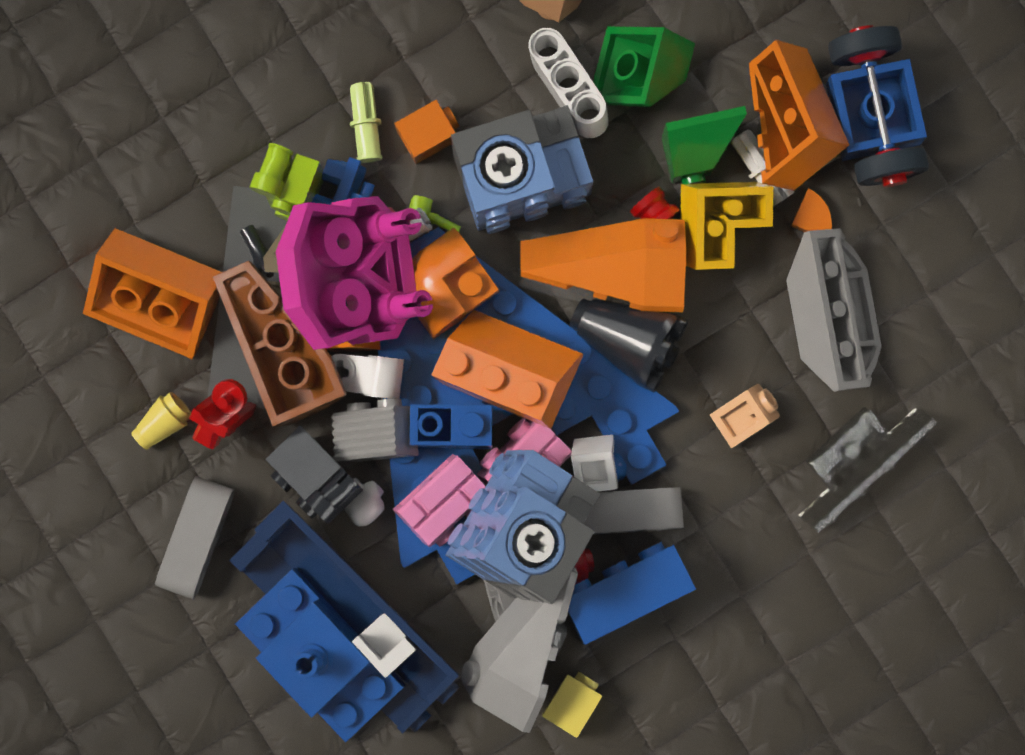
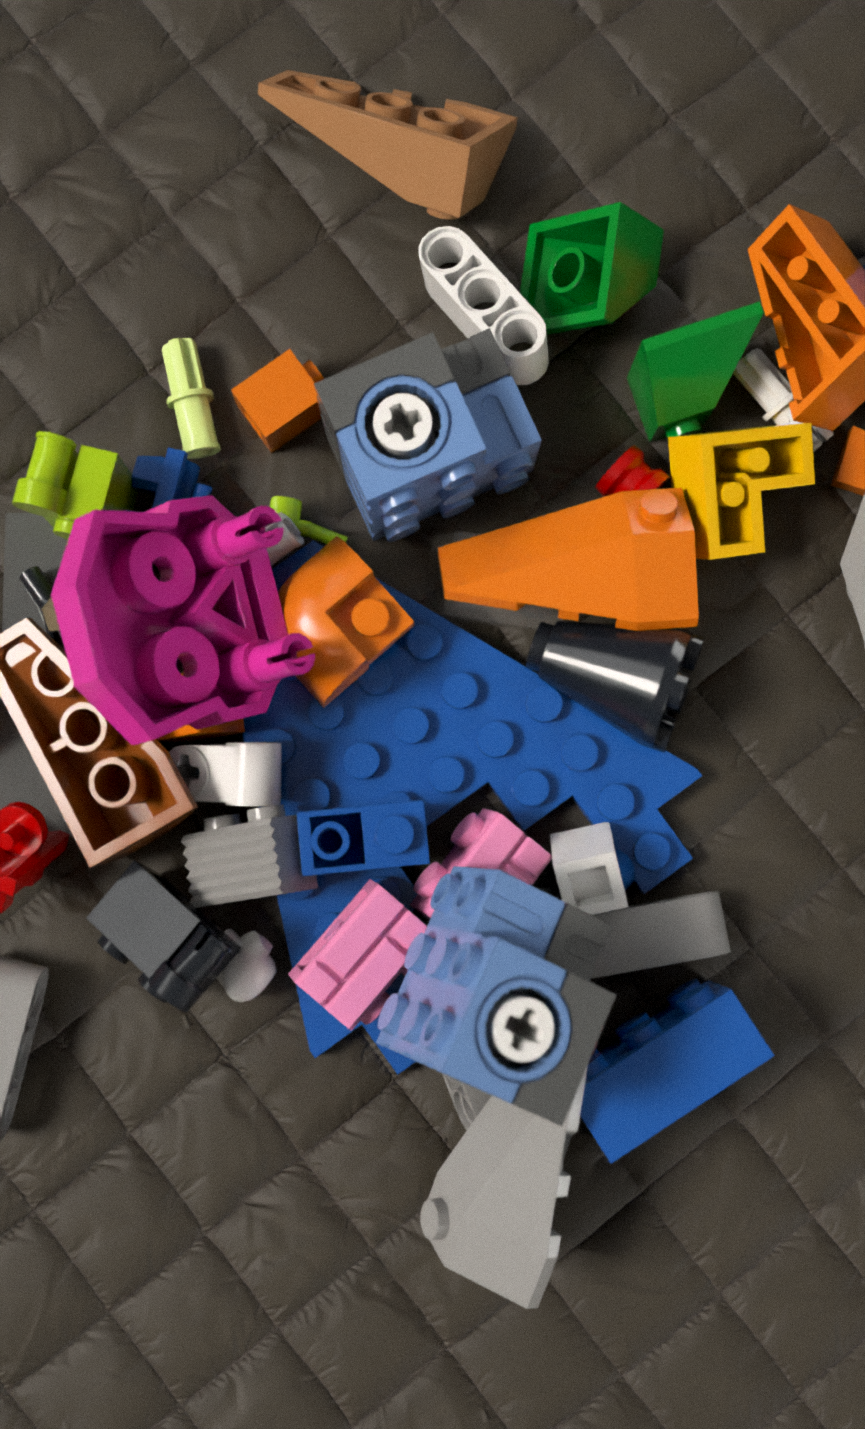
camera: 10 degrees left, 0 degrees up
(290, 542) = (238, 1149): dark blue panel -> none
(314, 657) = (198, 1211): blue brick -> none
(384, 645) = (296, 1194): white panel -> none
(508, 367) = (441, 739): orange slope -> none
(573, 703) = (596, 1241): light yellow brick -> none
(746, 414) = (803, 771): light nougat bracket -> none

